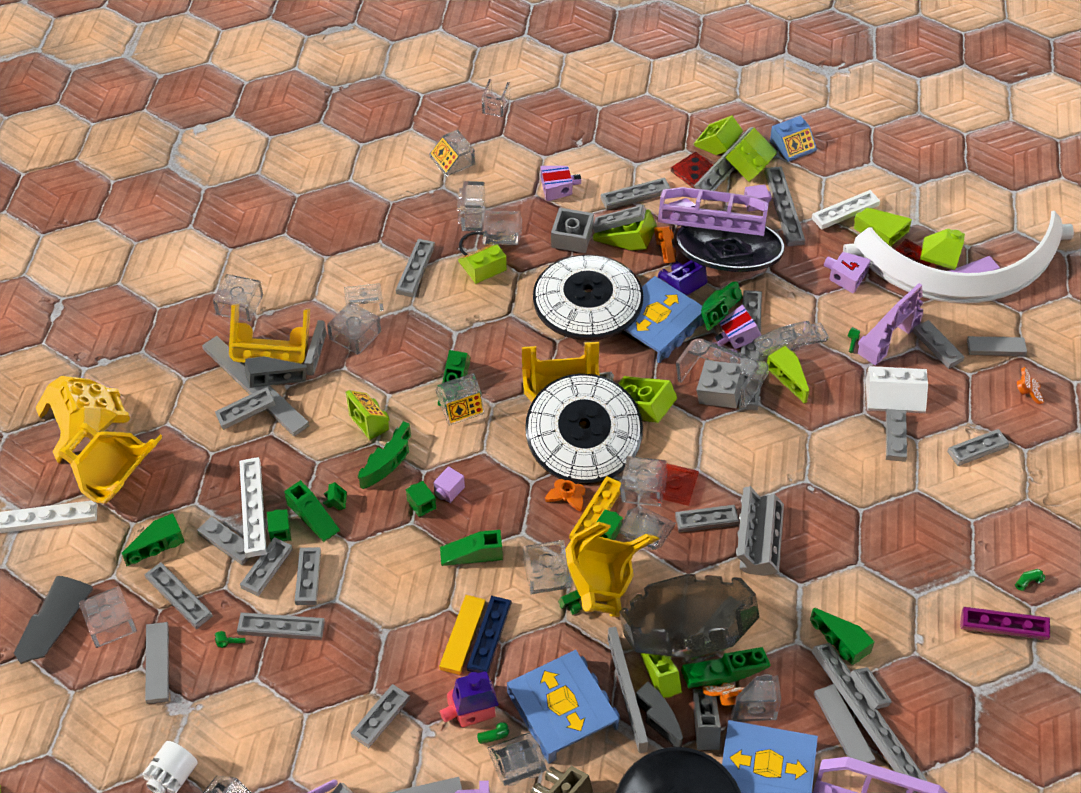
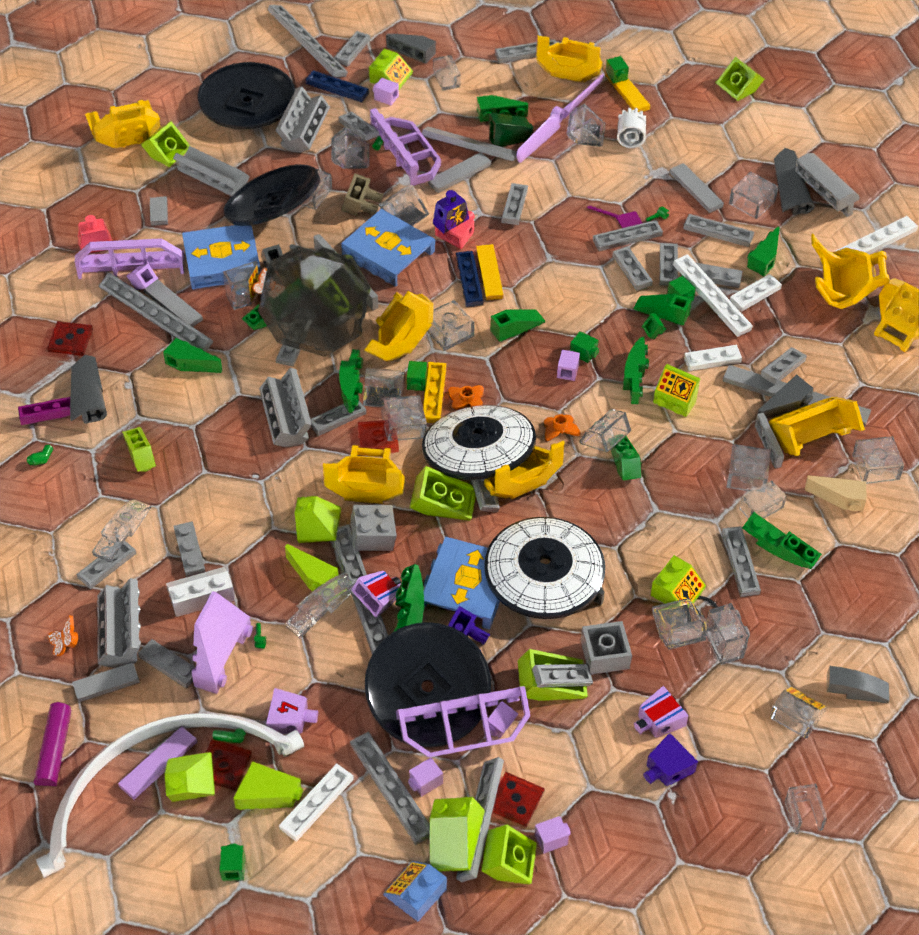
camera: 155 degrees right, 0 degrees up
(23, 586) = (827, 183): none -> light grey brick
(204, 499) = (755, 292): none -> white plate
(265, 650) = (625, 220): none -> magenta piece
(288, 282) = (840, 492): none -> tan slope
(301, 449) = (712, 357): none -> white plate
(373, 262) = (784, 546): none -> green slope
(399, 154) = (857, 685): none -> dark grey slope
(492, 735) = (424, 222): green arm -> none
(494, 431) = (560, 424): none -> orange animal
(571, 151) = (669, 762): none -> dark purple torso
(634, 193) = (567, 740): light grey tile -> none
(664, 237) = (498, 661): orange plate -> none
(681, 138) = (552, 834): none -> lavender brick
(682, 540) = (350, 381): none -> green slope
(709, 425) = (365, 478): none -> yellow piece
(754, 368) = (371, 552): clear windscreen -> none
(767, 413) = (316, 519): none -> lime slope
(870, 688) = (158, 331): light grey tile -> none
(875, 756) = (142, 277): none -> lavender brick
(922, 191) = (232, 862): none -> green brick
(924, 547) = (139, 449): none -> lime slope
(957, 464) = (119, 527): none -> clear slope
(970, 627) = (86, 391): none -> dark grey panel
(976, 721) = (70, 338): none -> clear red tile
(978, 379) = (118, 624): none -> light grey brick
(1050, 311) = (53, 744): none -> magenta brick

